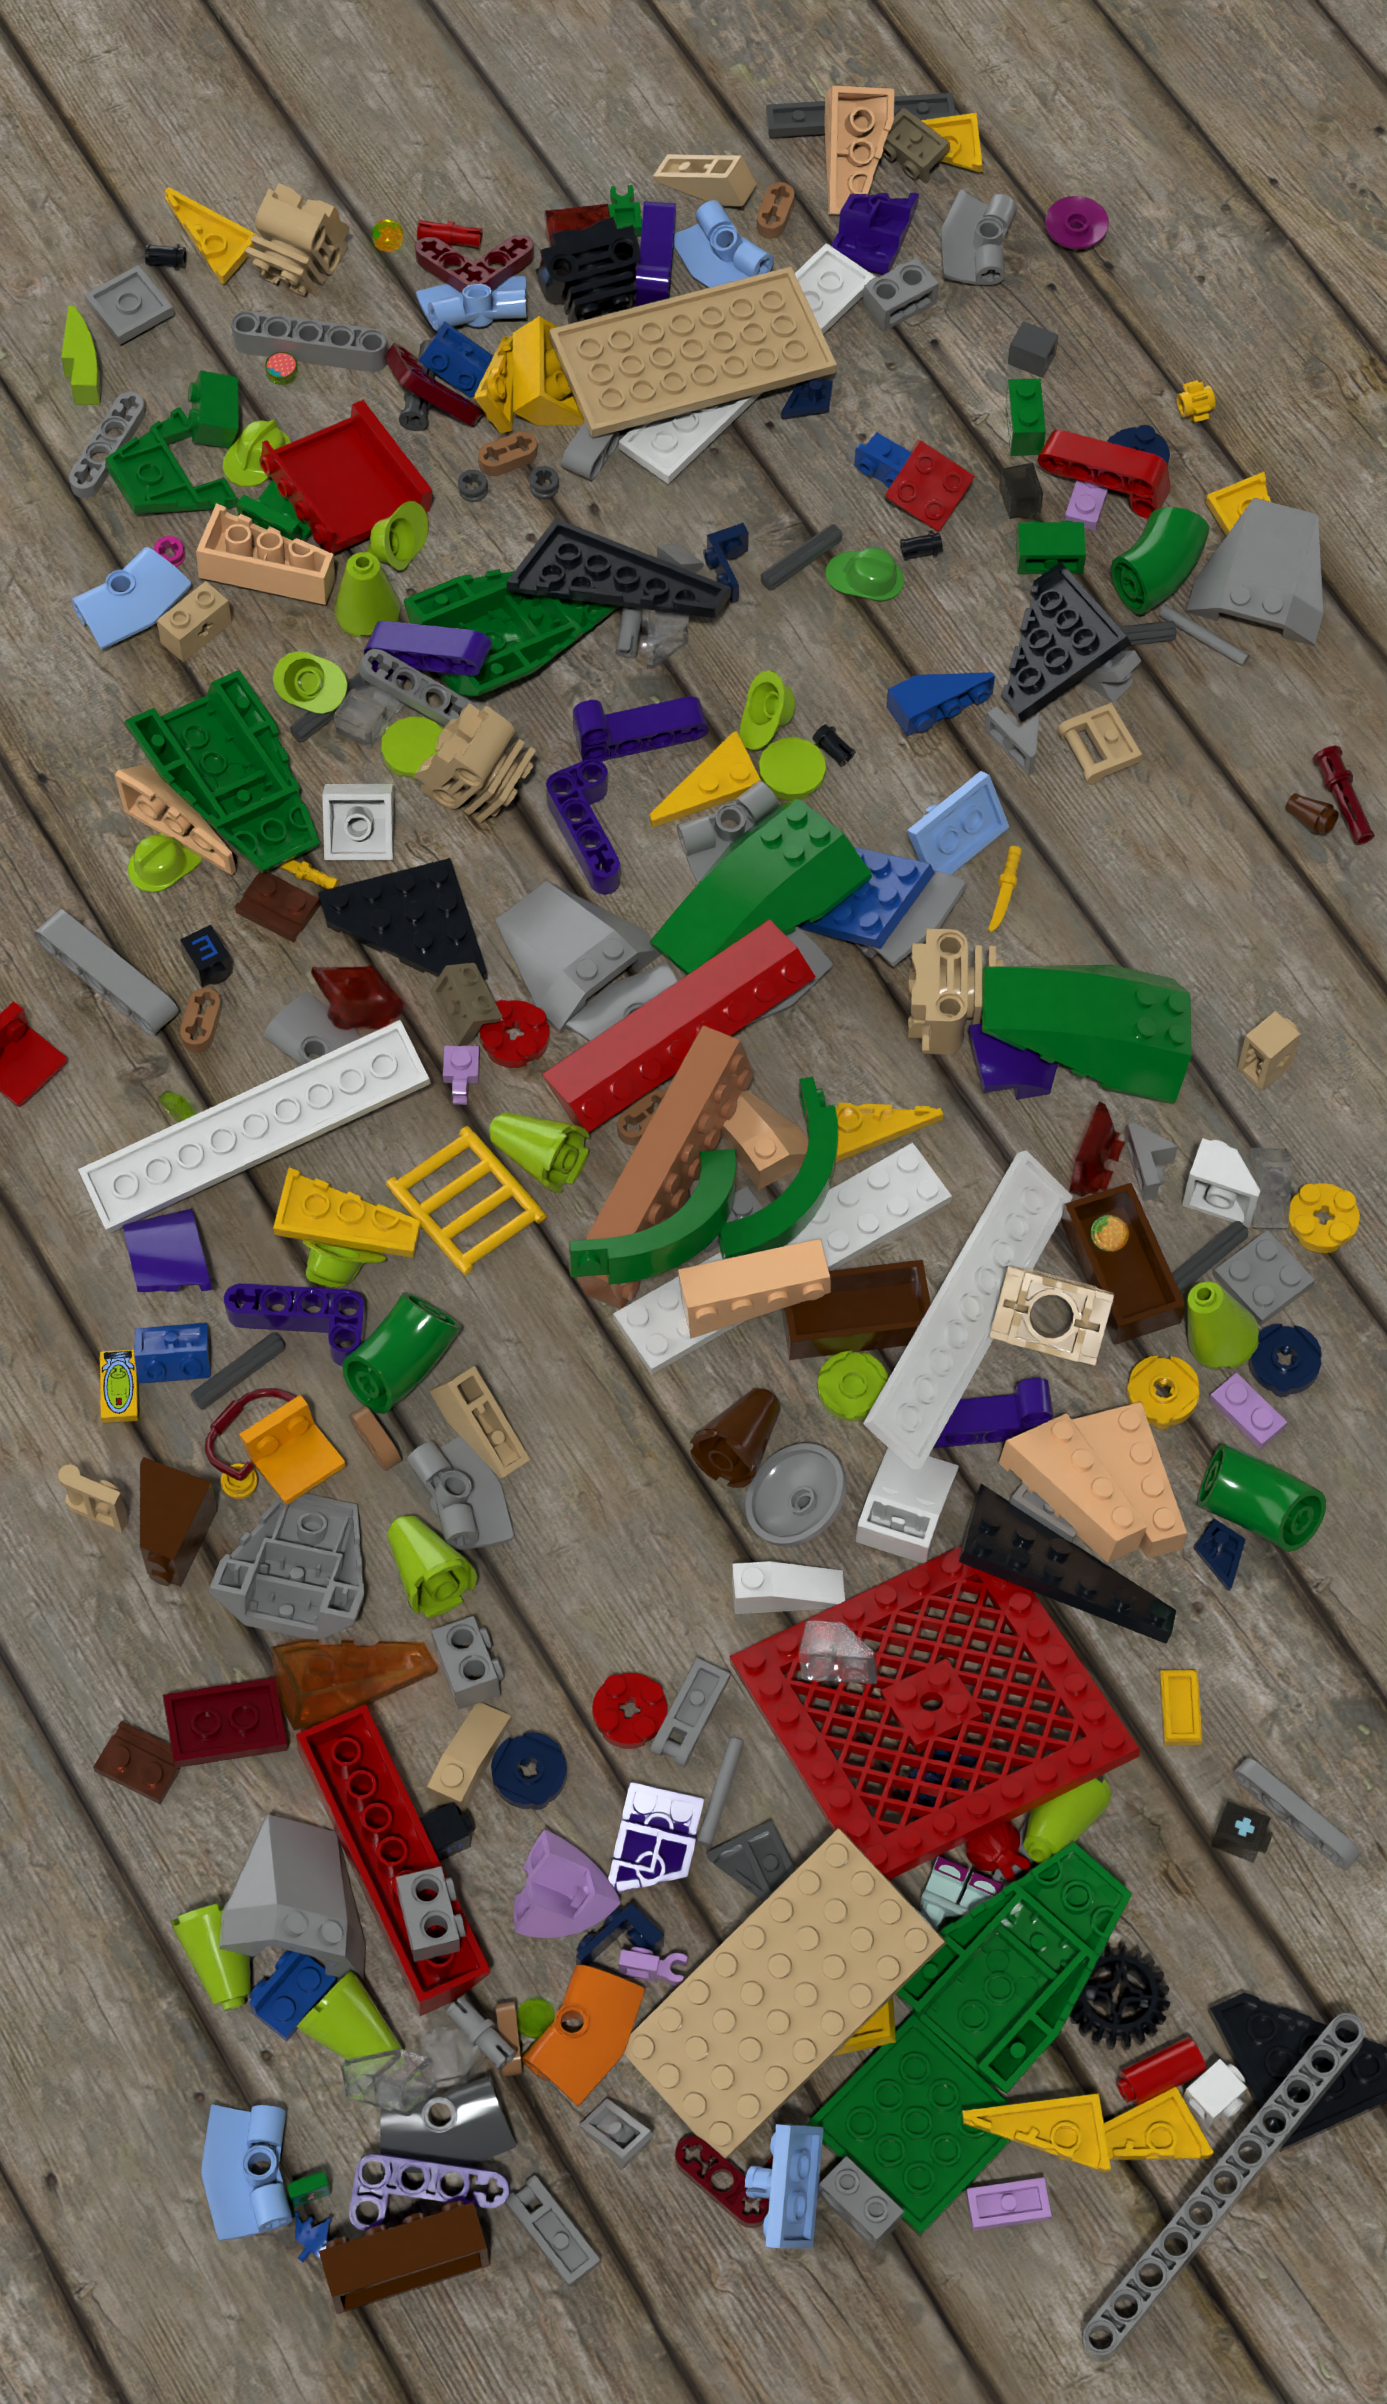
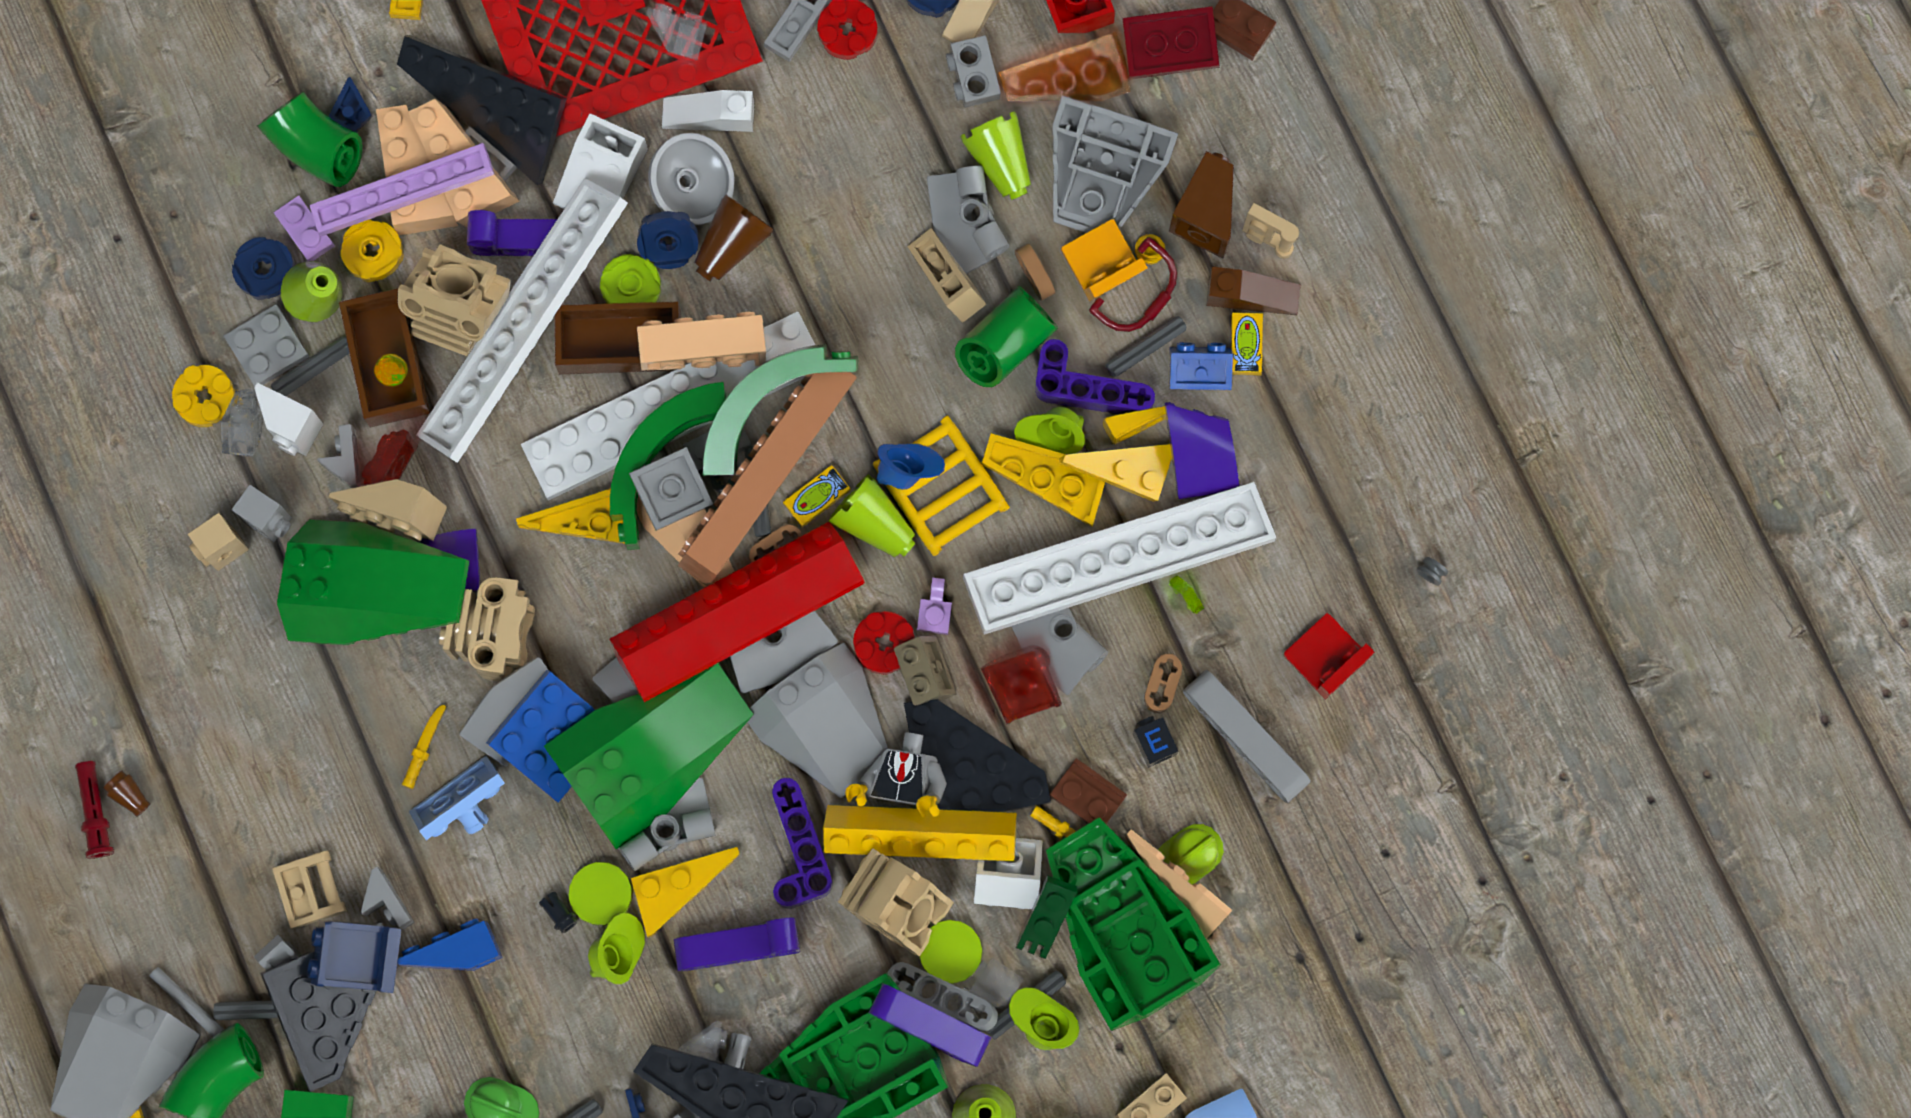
camera: 175 degrees left, 15 degrees up
(115, 1439) = (1252, 292): none -> reddish brown slope
(246, 1227) = (1131, 469): none -> yellow wing
(258, 1271) = (1129, 424): none -> yellow slope
(313, 774) = (1047, 916): none -> dark green hinge
(455, 838) = (908, 834): none -> yellow brick
(476, 888) = (903, 778): none -> torso
(501, 1201) = (907, 463): none -> blue piece
(599, 1179) = (816, 496): none -> tile
(769, 1131) = (671, 489): none -> light grey plate
(814, 1423) = (670, 224): none -> dark blue plate
(1036, 673) = (354, 956): none -> dark blue panel
(1069, 1092) = (393, 506): none -> tan slope
(1134, 1427) = (401, 189): none -> lavender plate
(1225, 1083) = (262, 514): none -> light grey brick

